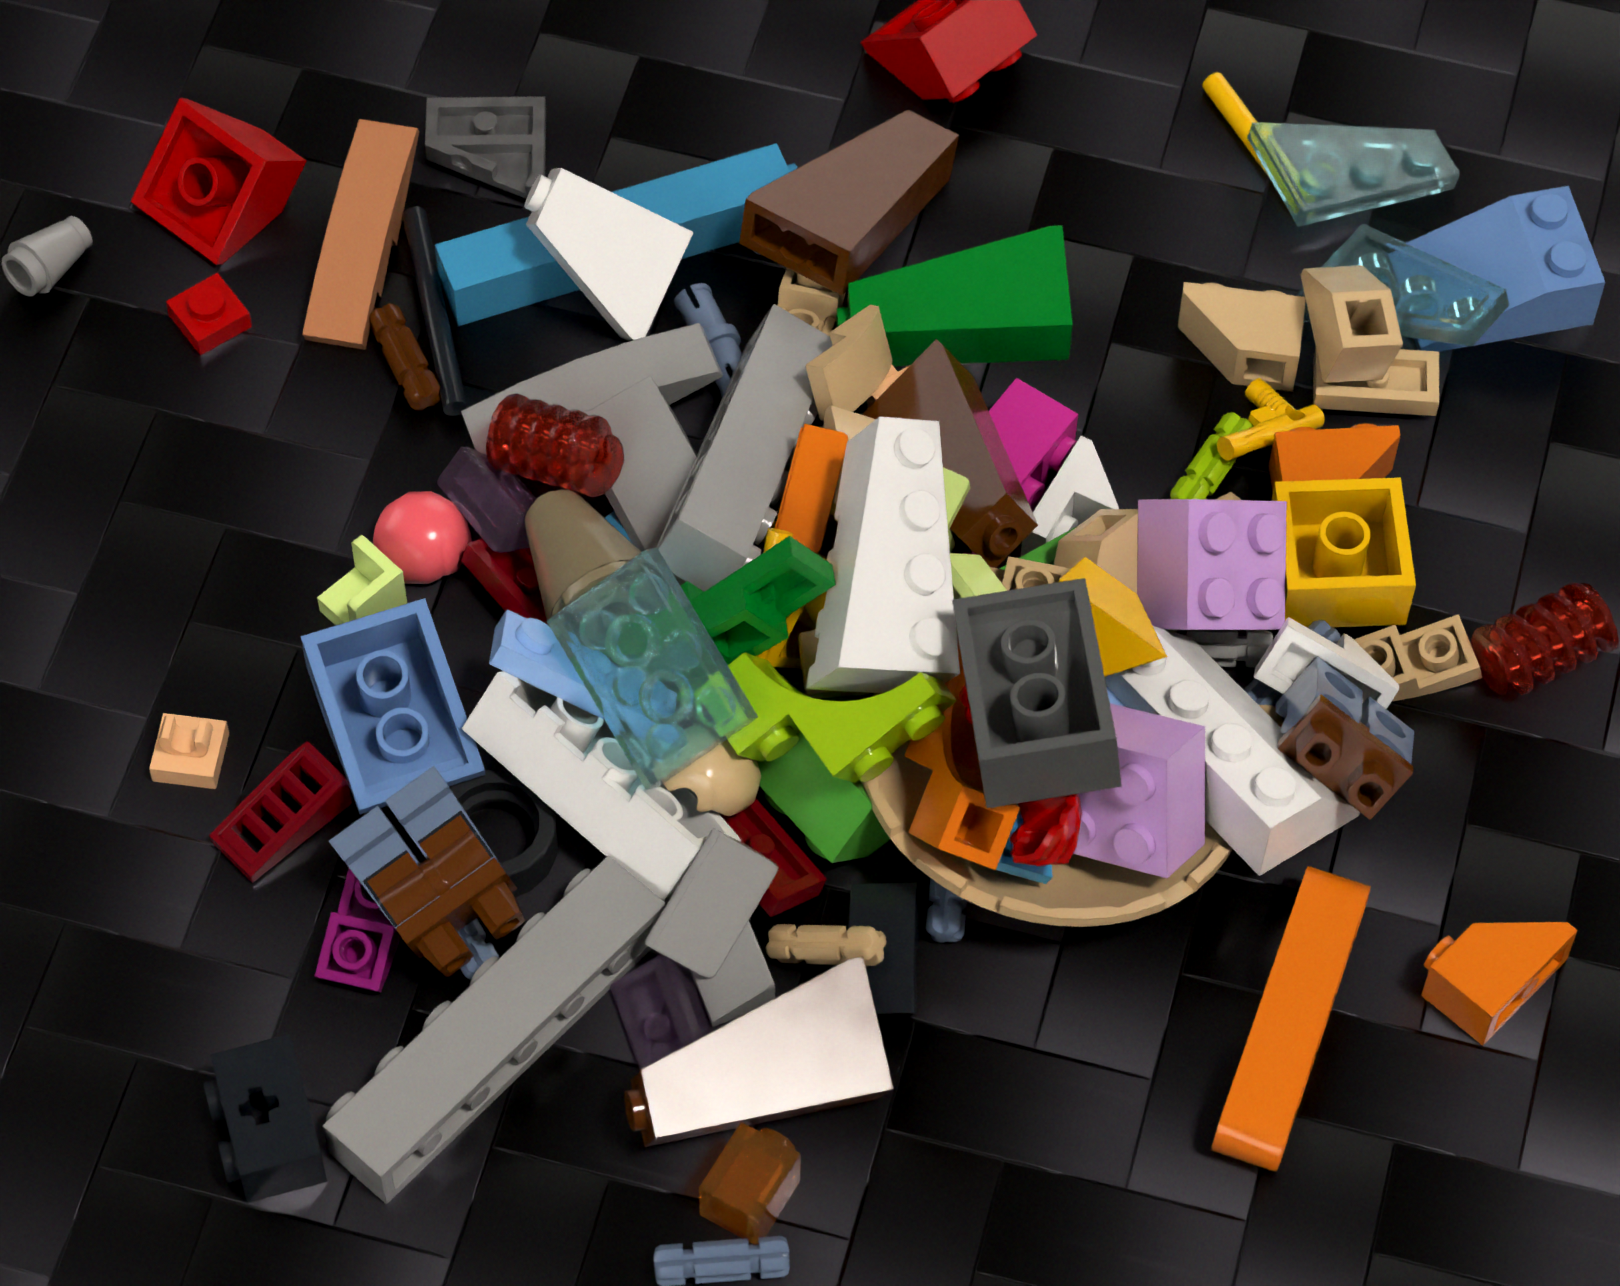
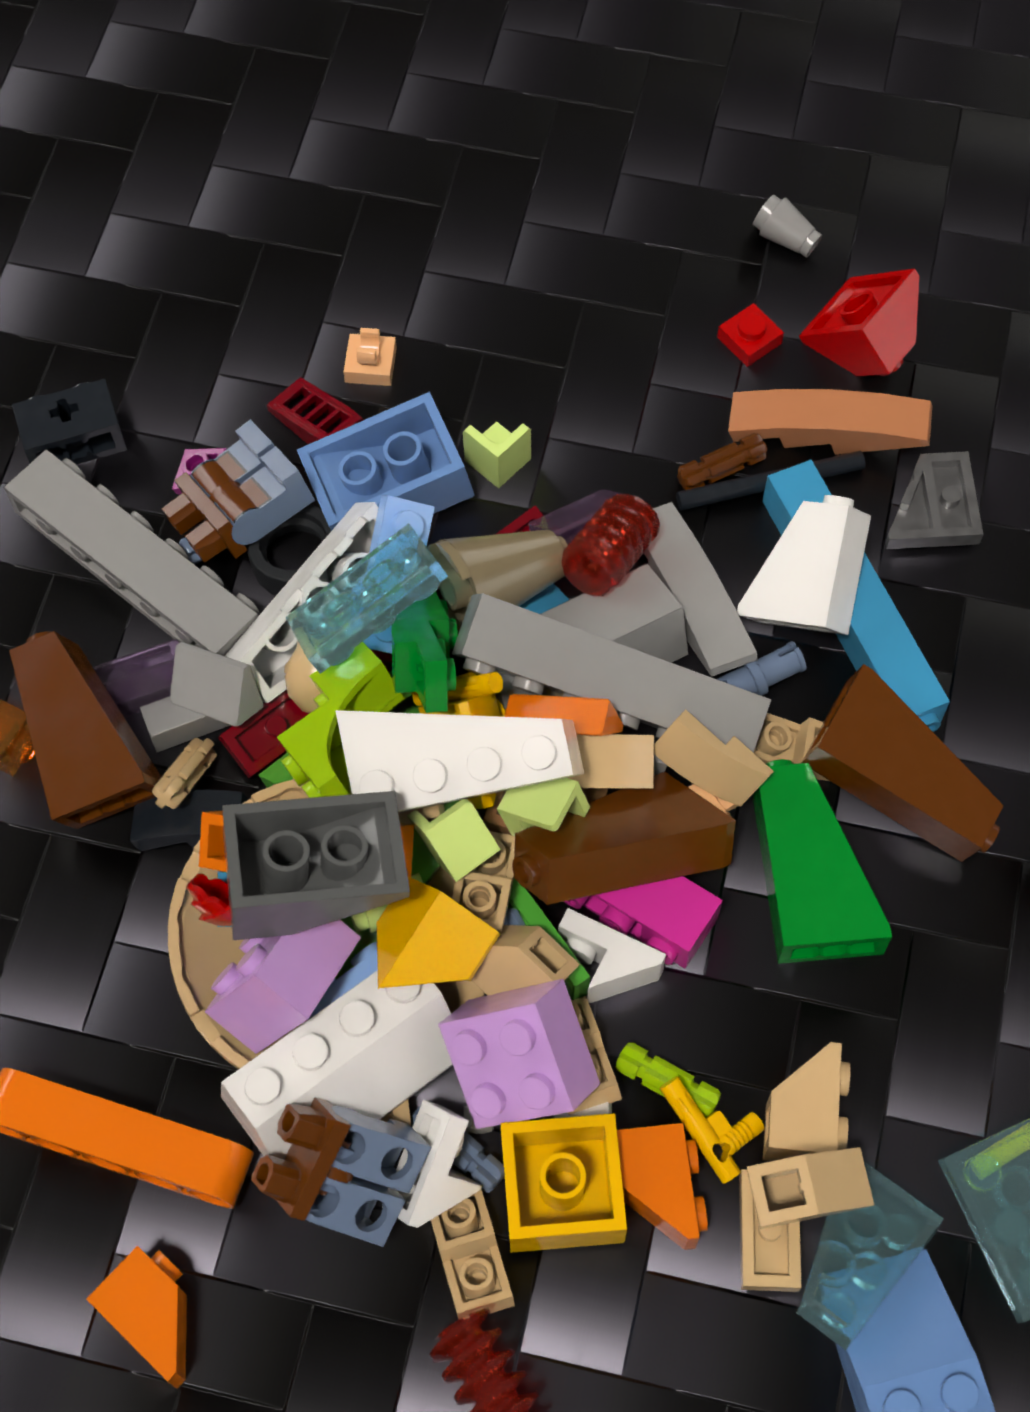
camera: 90 degrees right, 5 degrees up
(422, 536) = (553, 481): coral hair -> none

